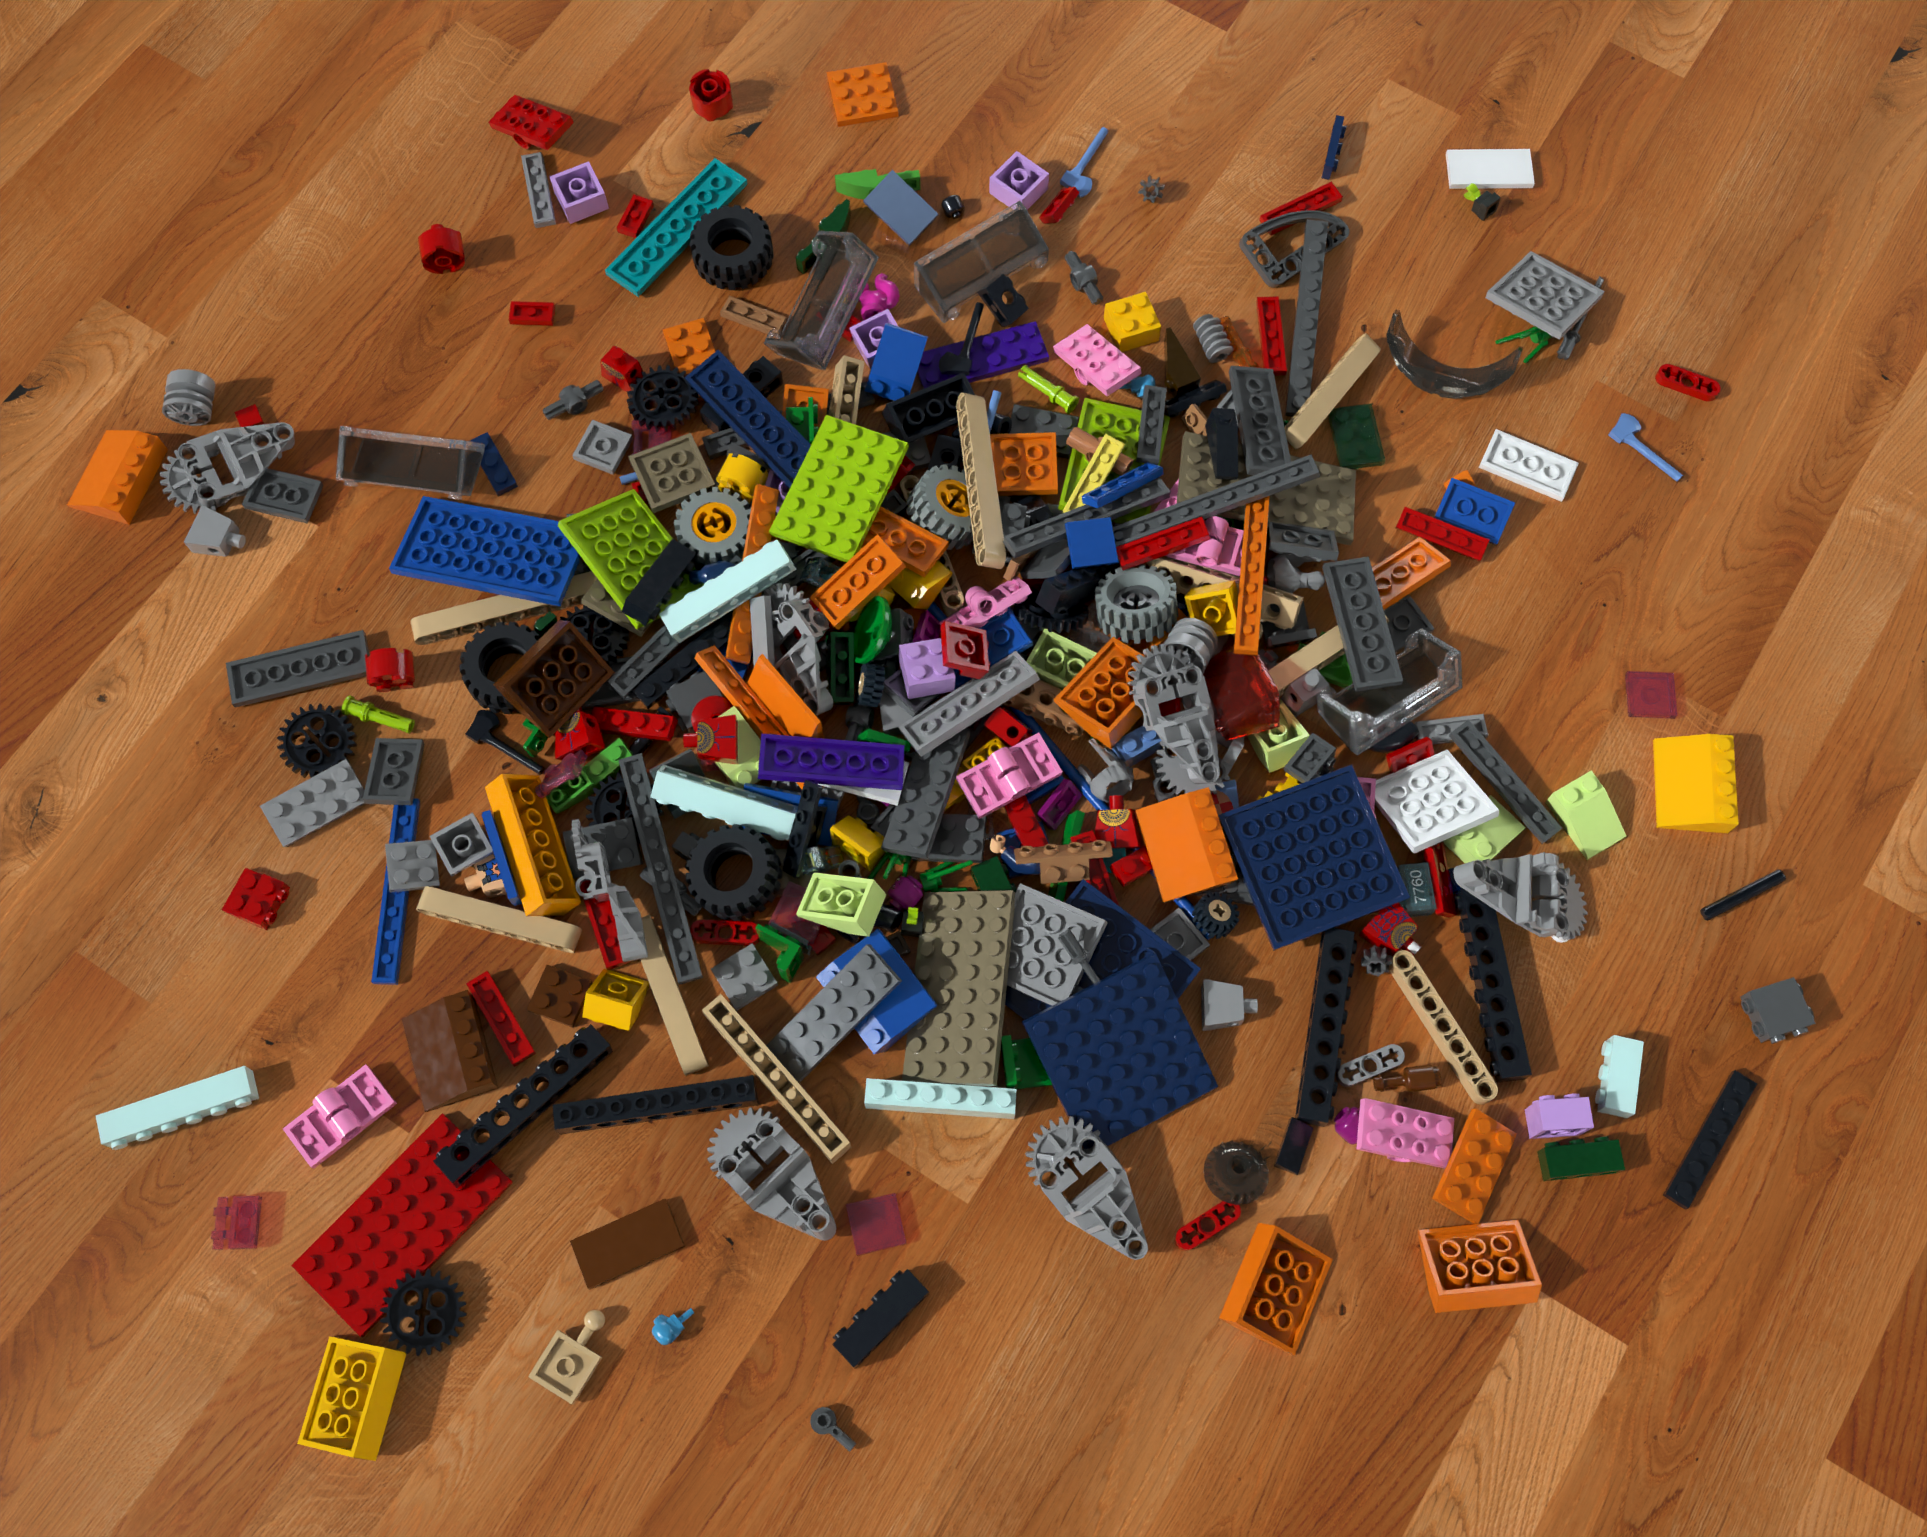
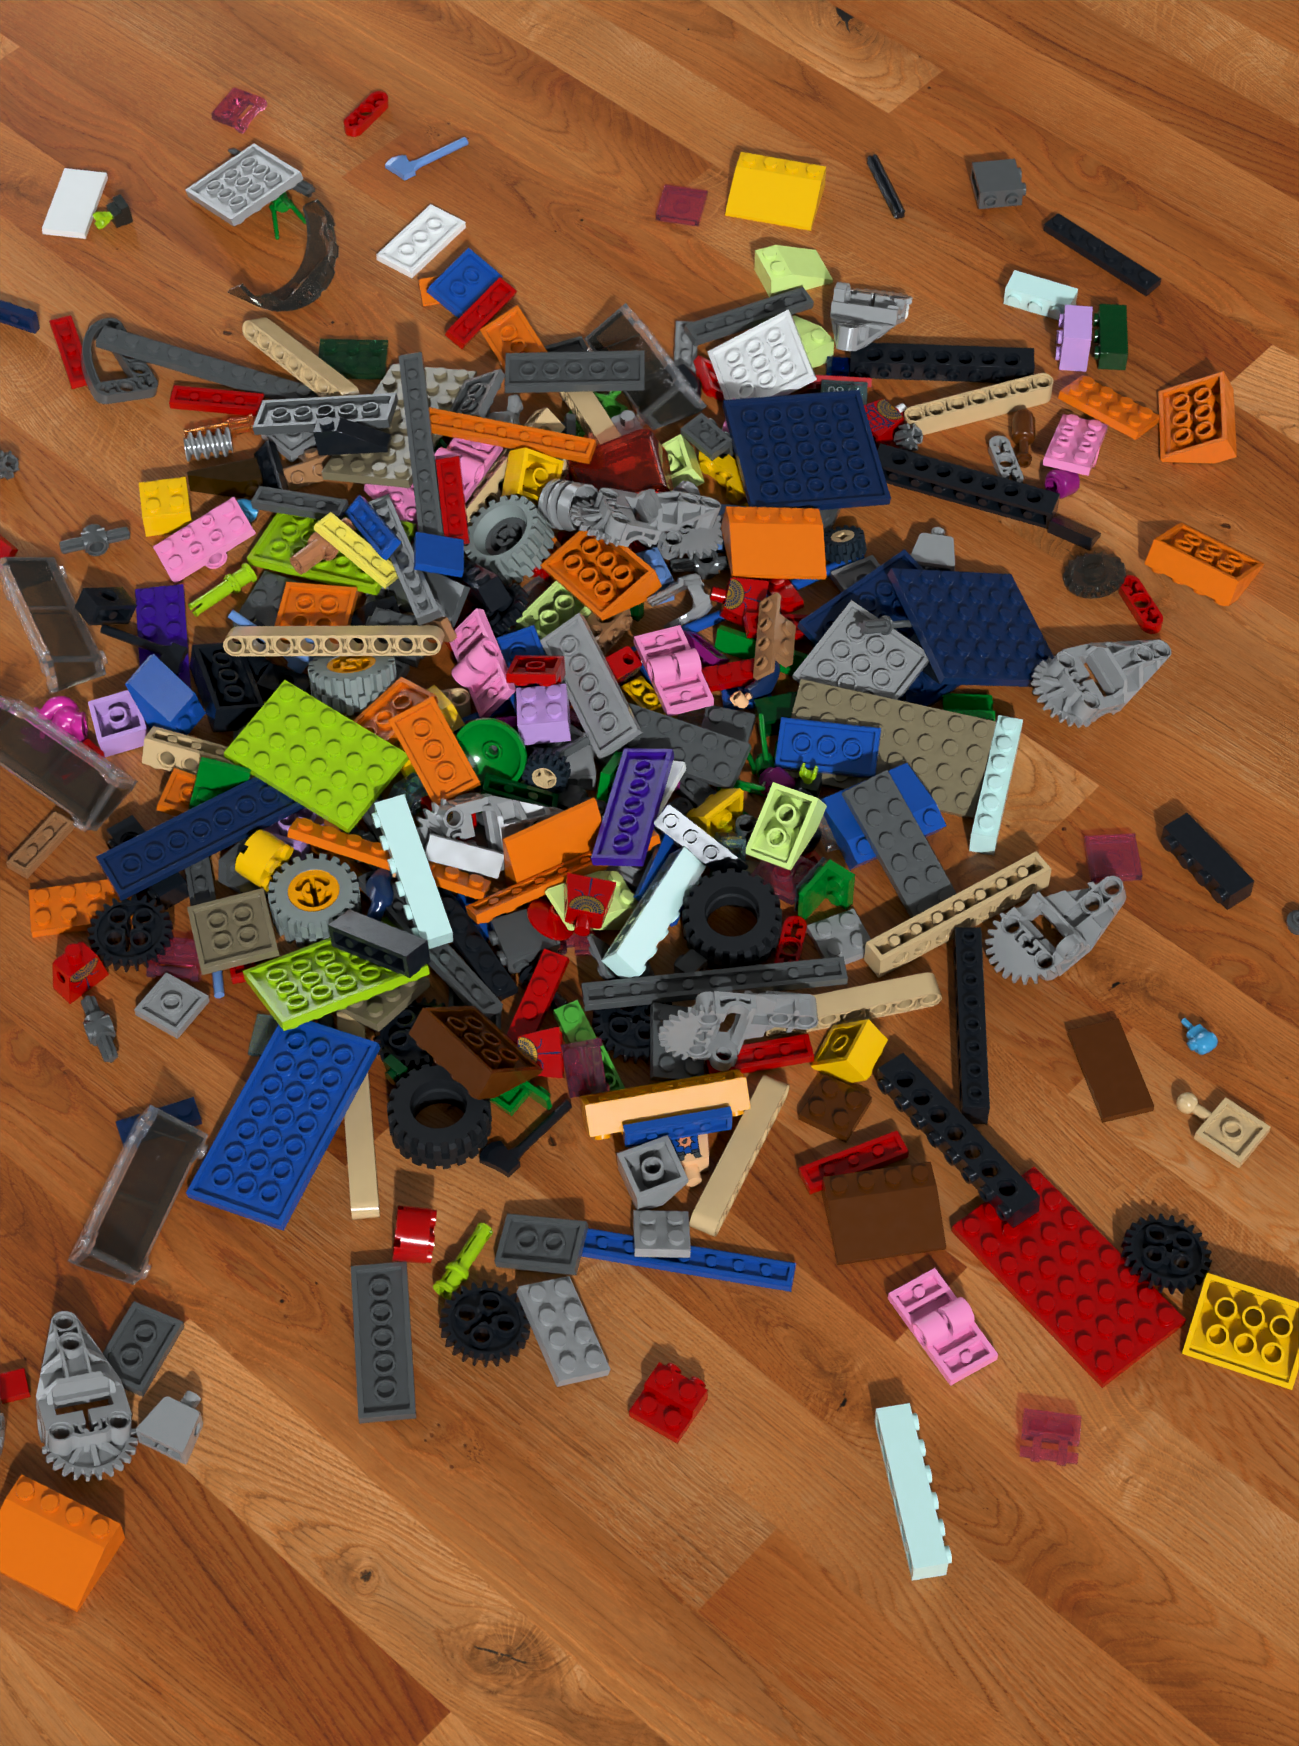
camera: 80 degrees left, 15 degrees down
(945, 931) = (830, 746): none -> blue tile
(1655, 266) = (234, 105): none -> clear pink plate

